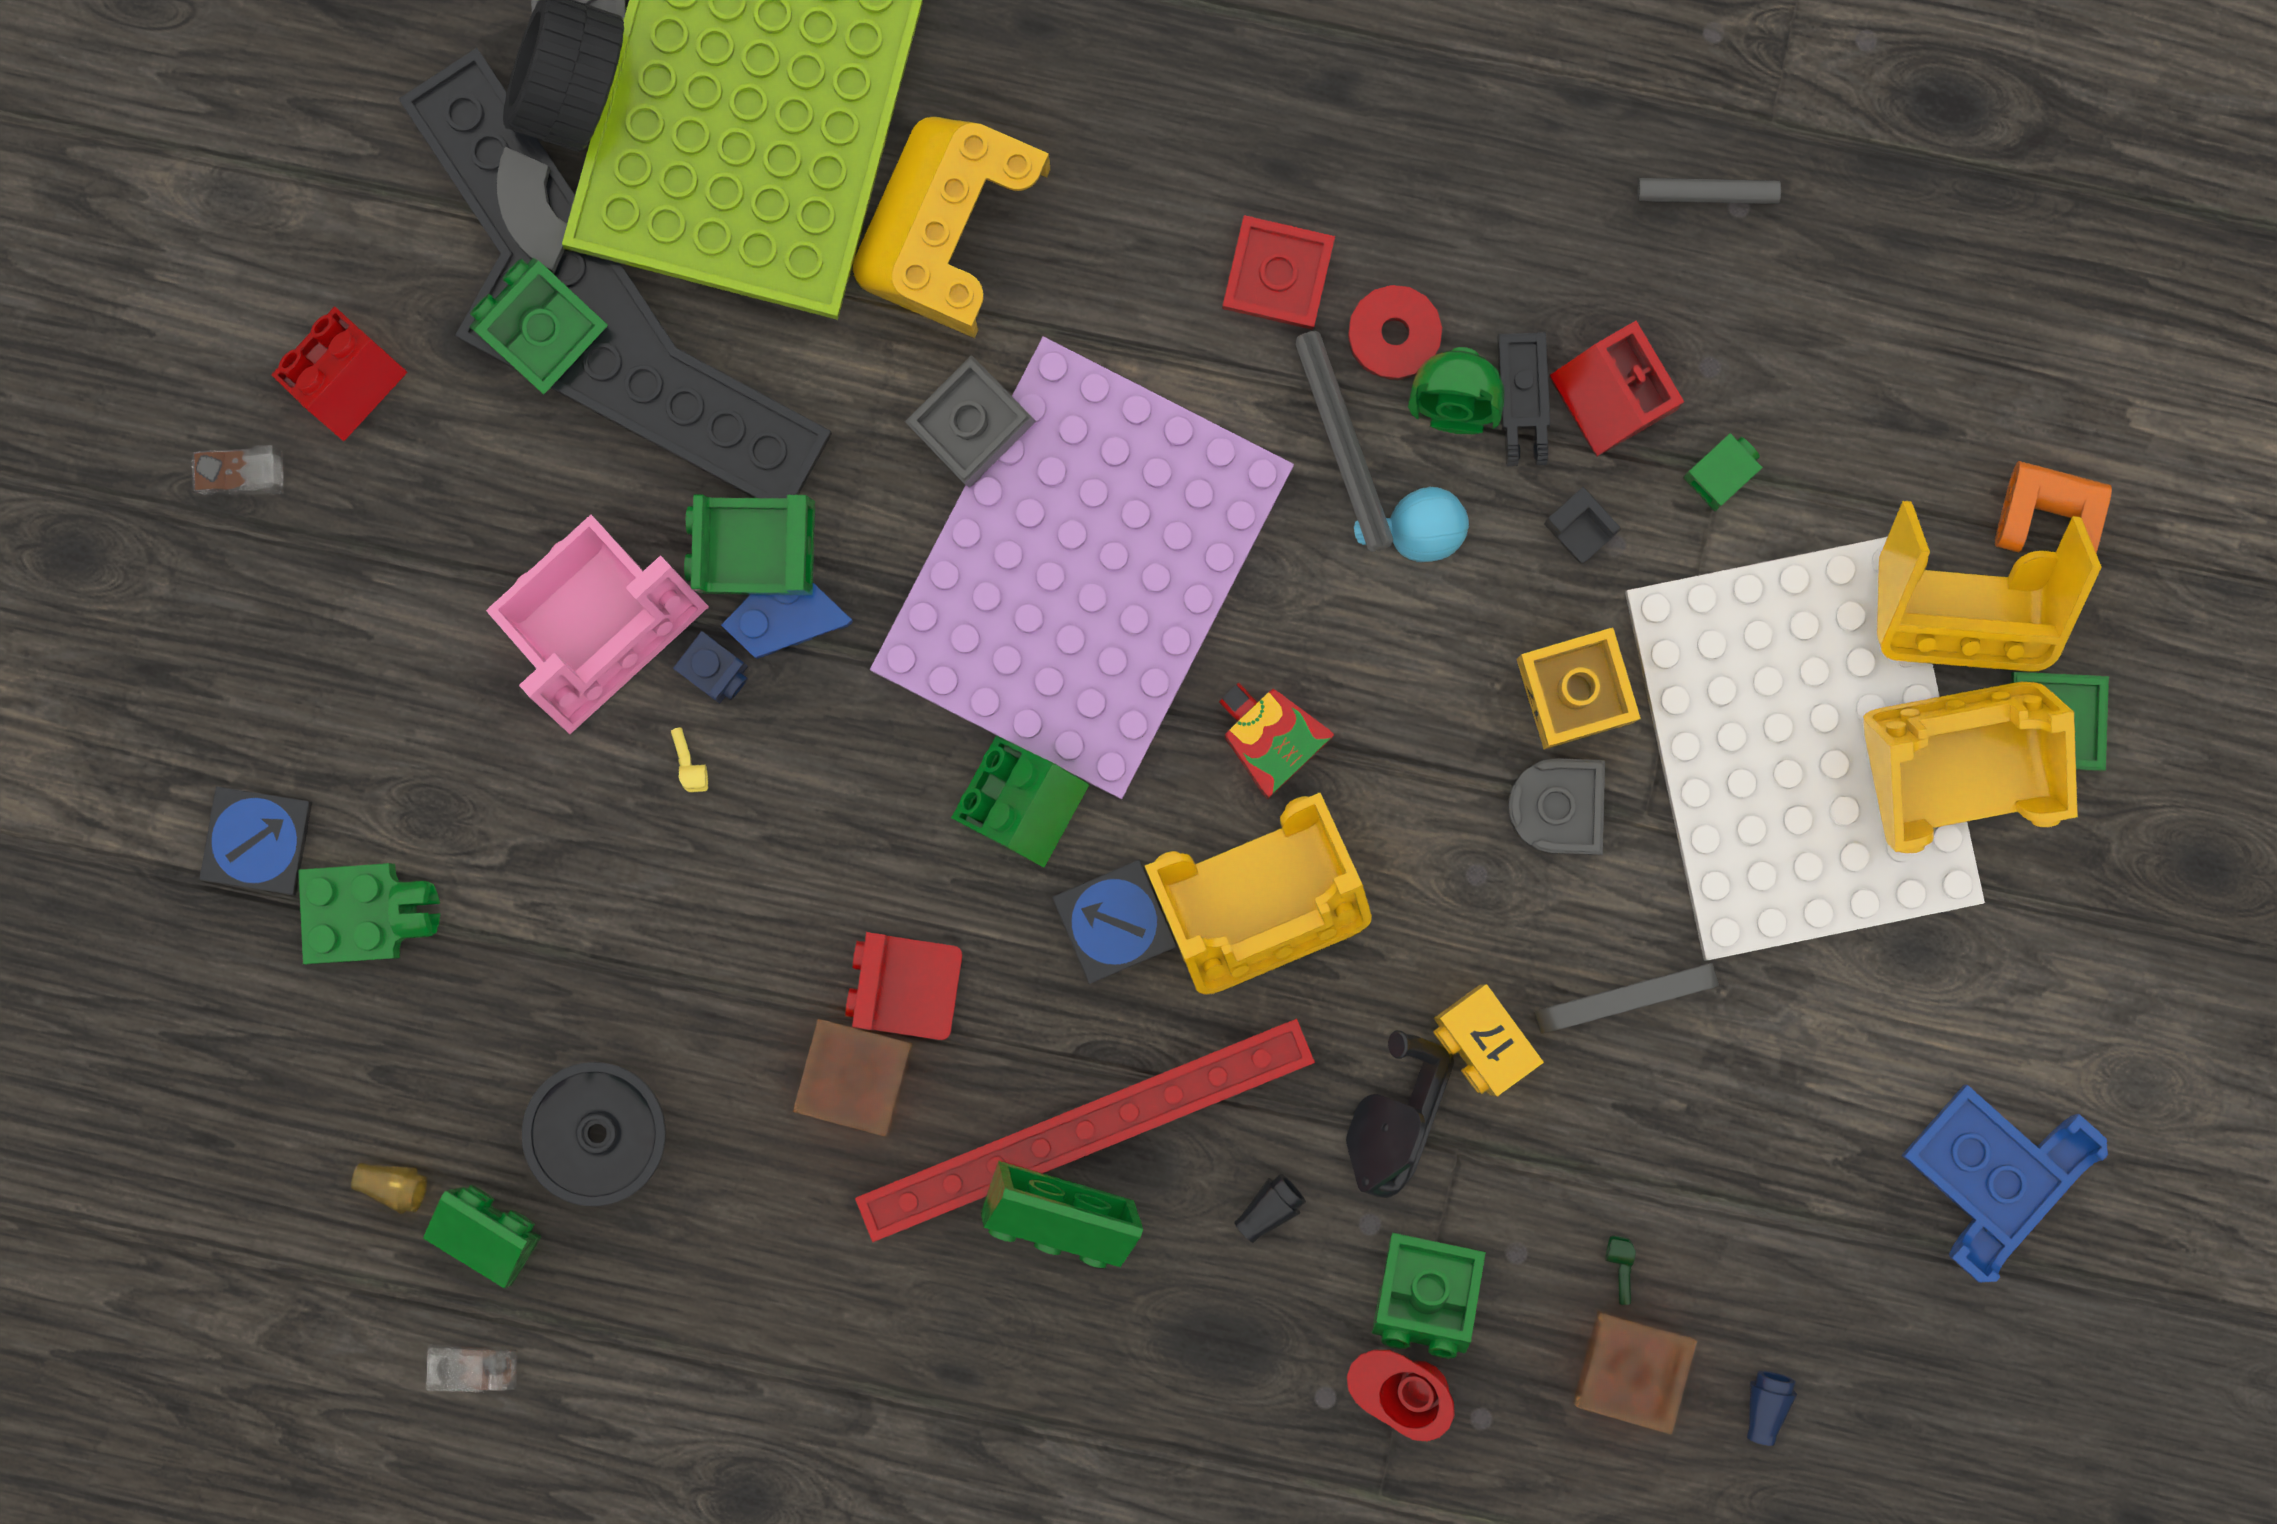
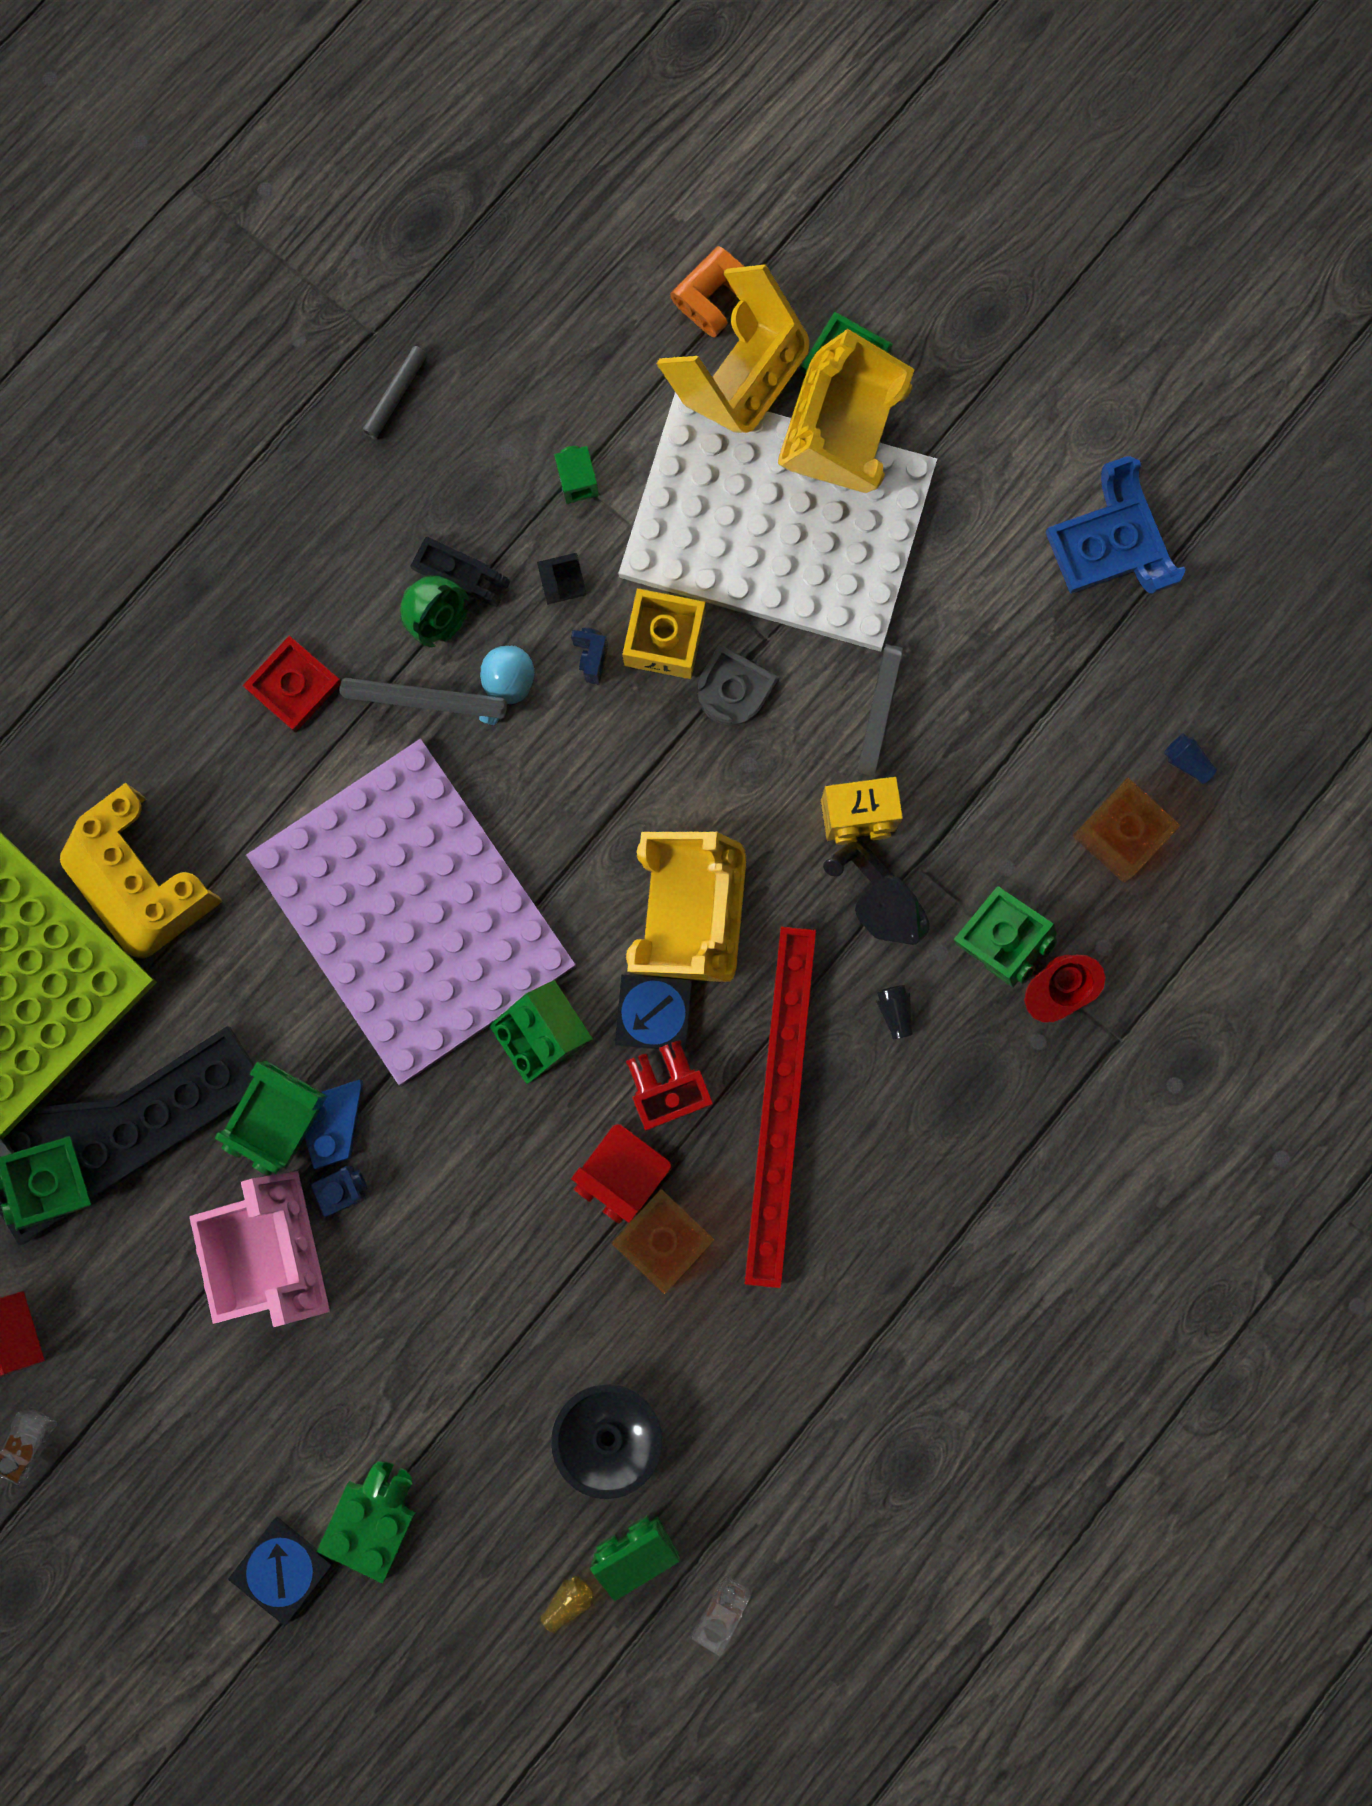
camera: 60 degrees left, 5 degrees down
(692, 777) = (404, 1243): light yellow hand -> none
(970, 421) = (273, 930): dark grey tile -> none
(1018, 998) = (672, 1100): none -> red brick
(1060, 1216) = (830, 1150): green slope -> none
(1271, 736) = (588, 845): torso -> none
(1400, 305) = (361, 615): red tile -> none
(1502, 619) = (592, 660): none -> dark blue bracket
(1616, 389) = (486, 509): red slope -> none
(1622, 1252) = (1043, 798): dark green hand -> none

